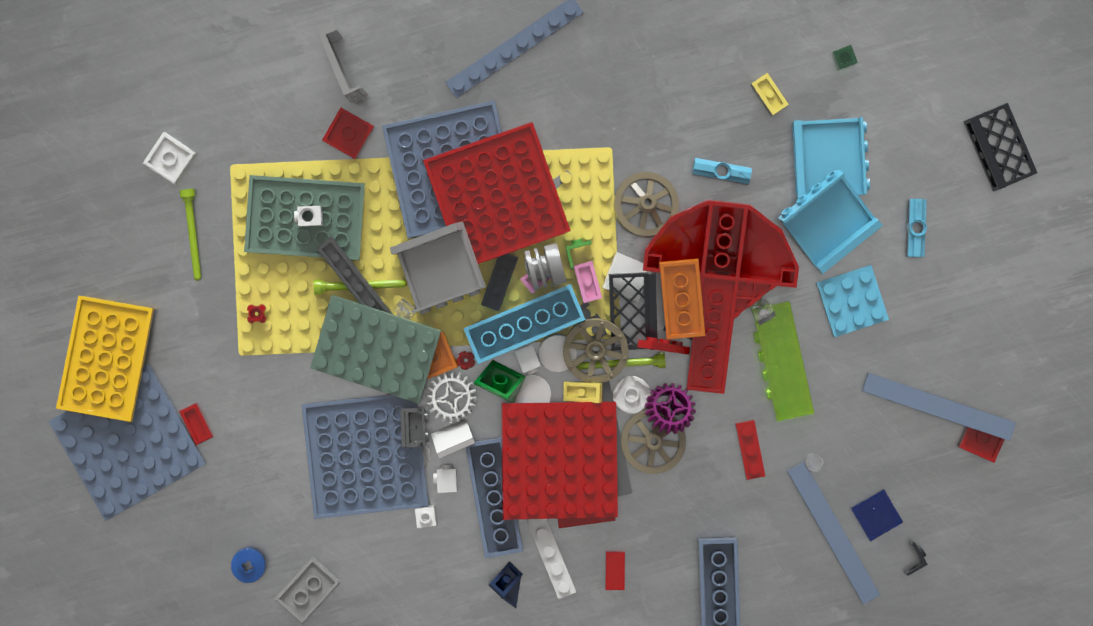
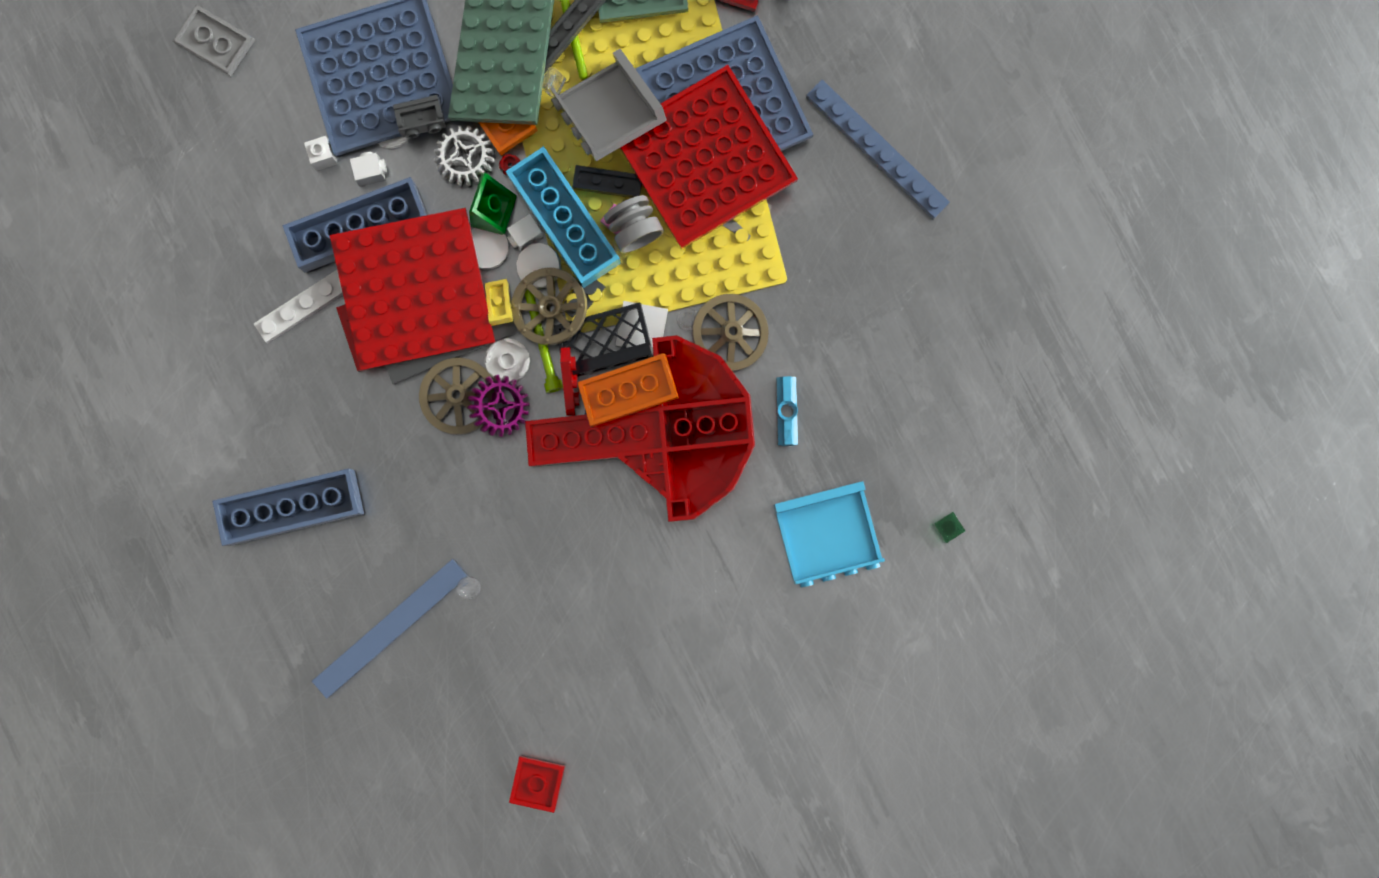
camera: 70 degrees right, 5 degrees down
(452, 438) = (415, 163): white tile -> none
(507, 583) = (259, 261): dark blue slope -> none
(575, 244) = (666, 258): bright green bracket -> none
(587, 282) = (626, 282): bright pink plate -> none
(615, 570) = (299, 382): red tile -> none
(750, 449) = (469, 510): red plate -> none
(762, 311) = (634, 488): clear plate -> none
(769, 94) = (887, 449): light yellow plate -> none
(783, 364) = (580, 527): clear neon green plate -> none
(829, 221) = (755, 547): medium azure panel -> none
(852, 301) = (667, 595): medium azure plate -> none
(876, 515) = (421, 675): clear blue tile -> none
(916, 241) = (783, 650): medium azure piece -> none
(920, 554) = (383, 736): black bracket -> none
(939, 407) = (562, 723): sand blue tile -> none
(986, 154) = (877, 714): black fence -> none

